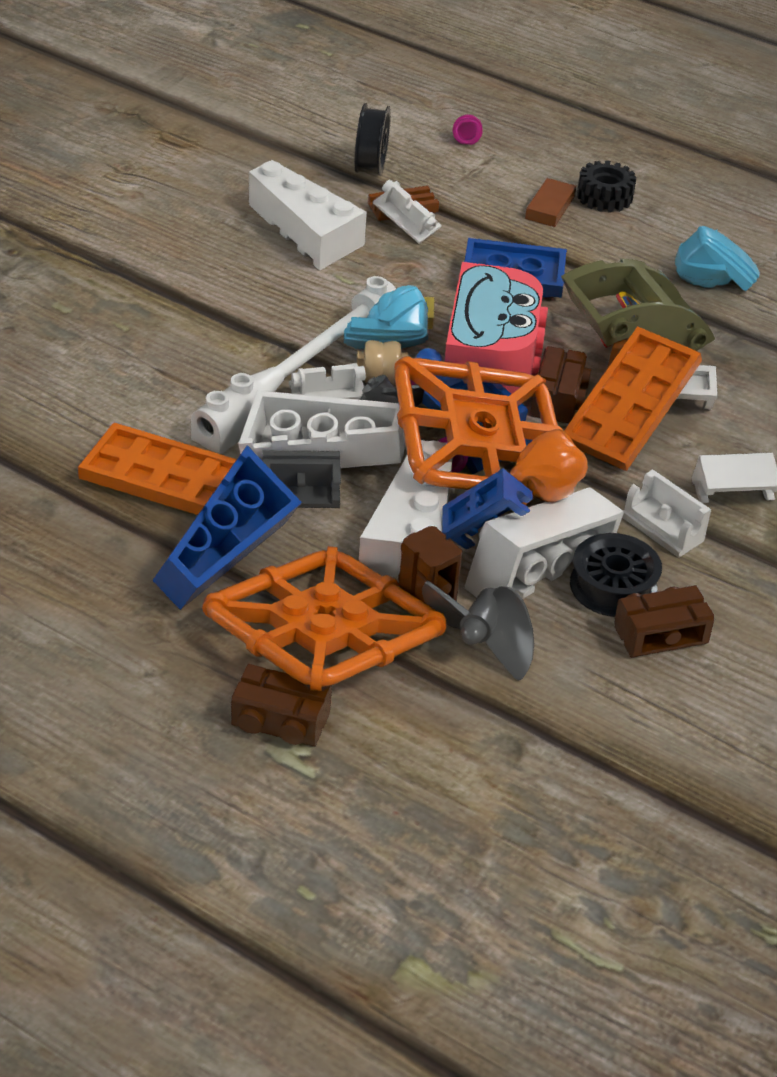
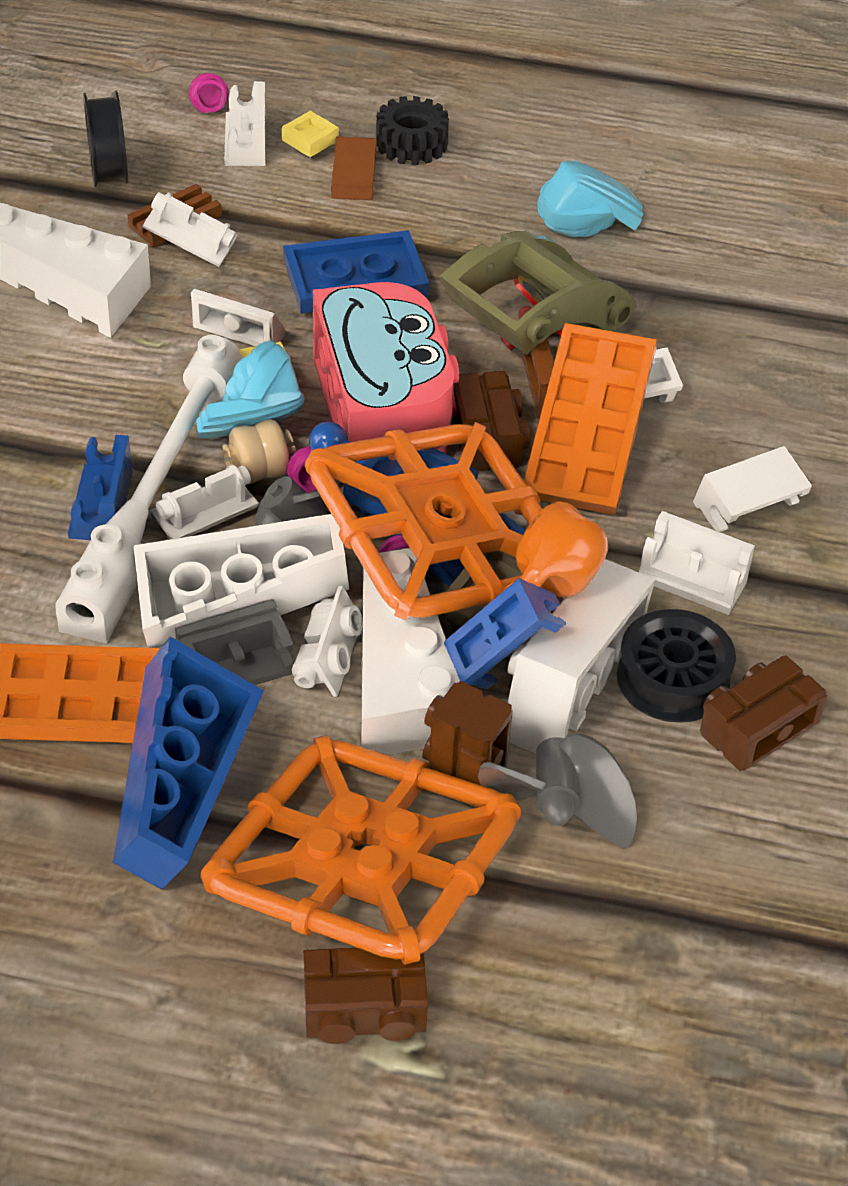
camera: 20 degrees left, 5 degrees up
(266, 354) = (101, 488): none -> blue hinge
(368, 494) = (330, 643): none -> white hinge
(404, 273) = (234, 319): none -> white slope
(484, 160) = (246, 128): none -> white hinge
(528, 172) = (310, 133): none -> light yellow plate

